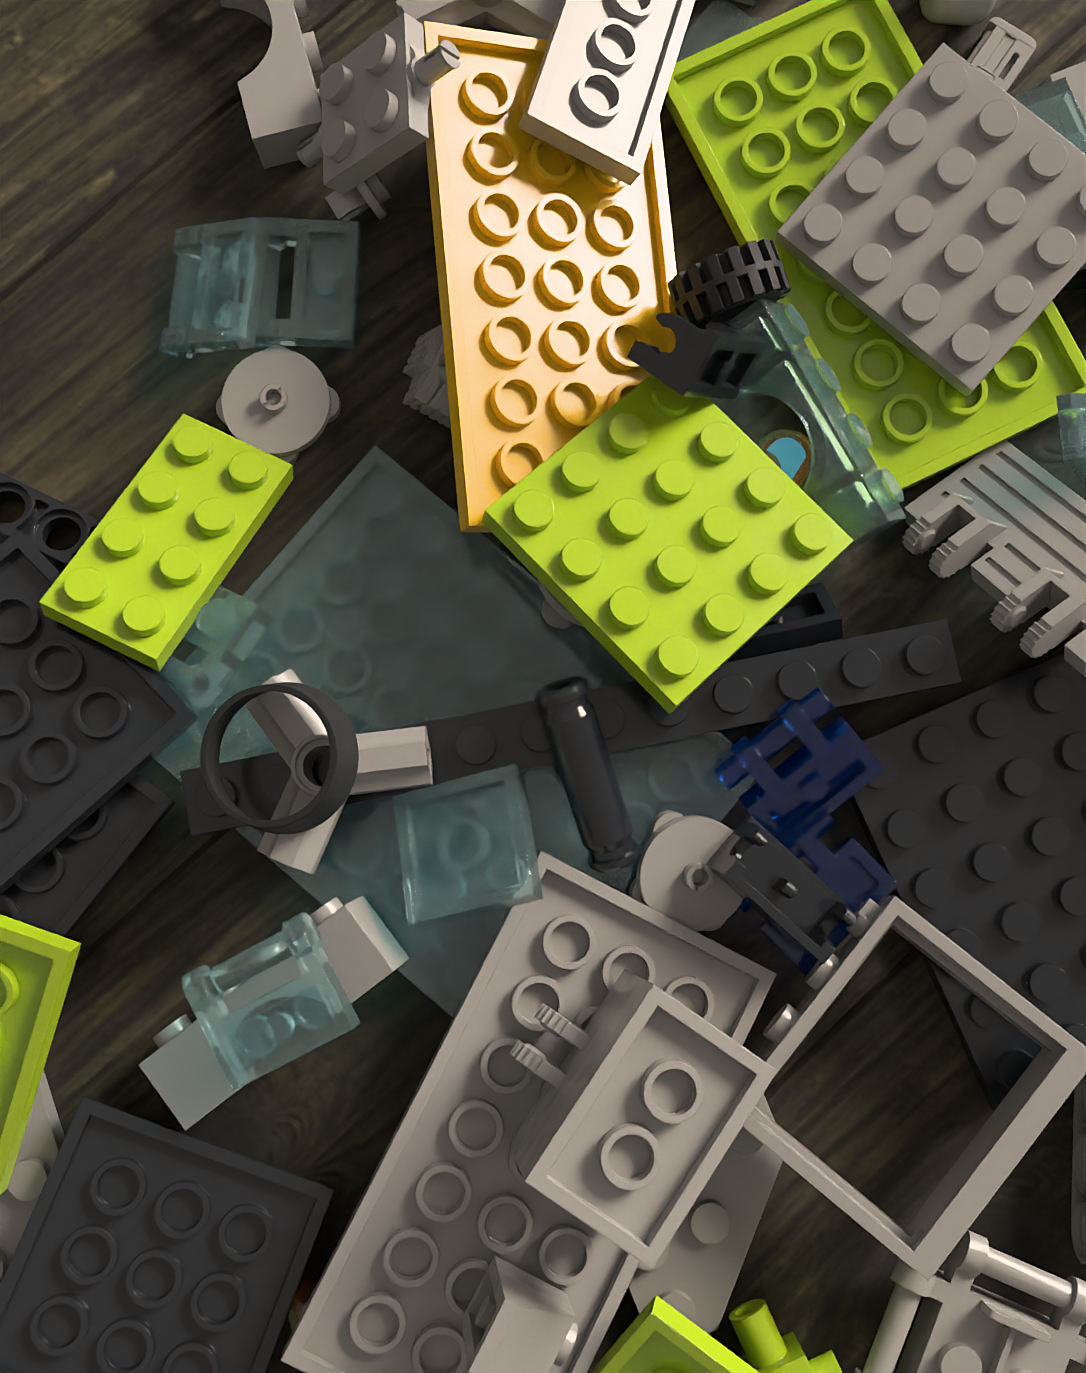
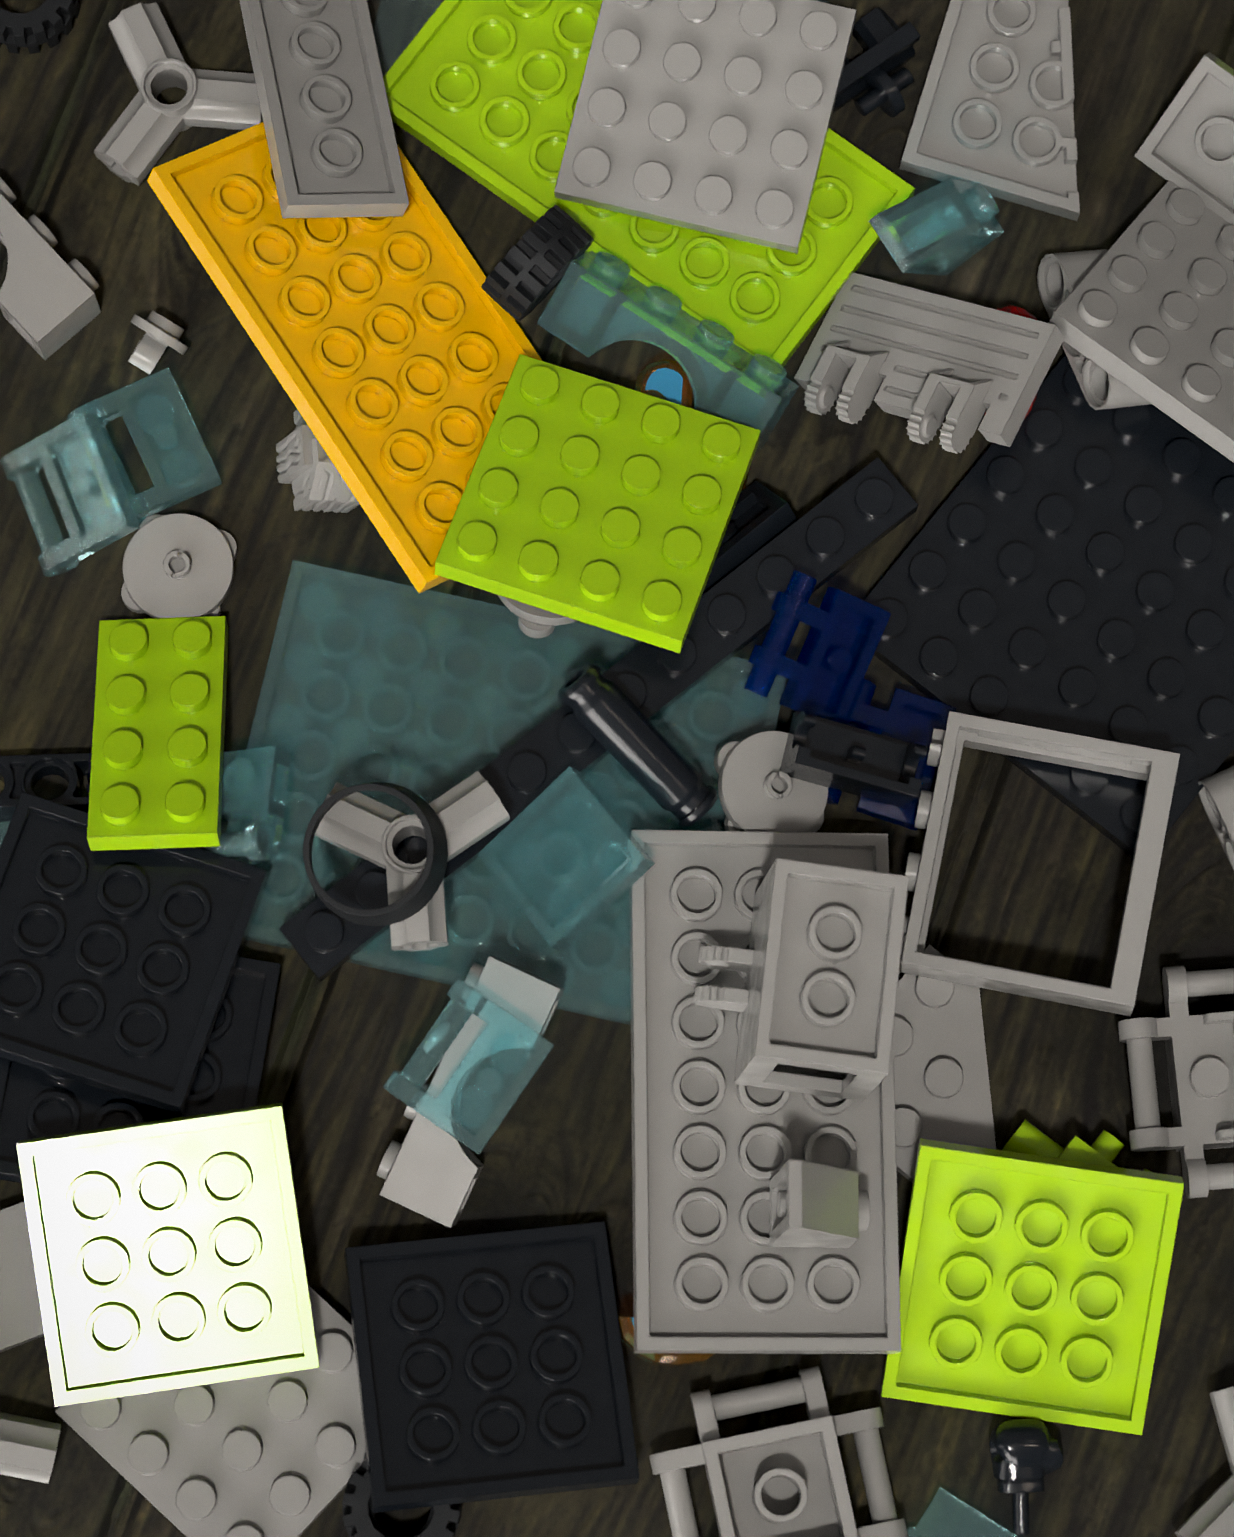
camera: 30 degrees left, 5 degrees down
(376, 103) = (142, 260): light grey plate -> none
(703, 361) = (552, 343): black hinge -> none

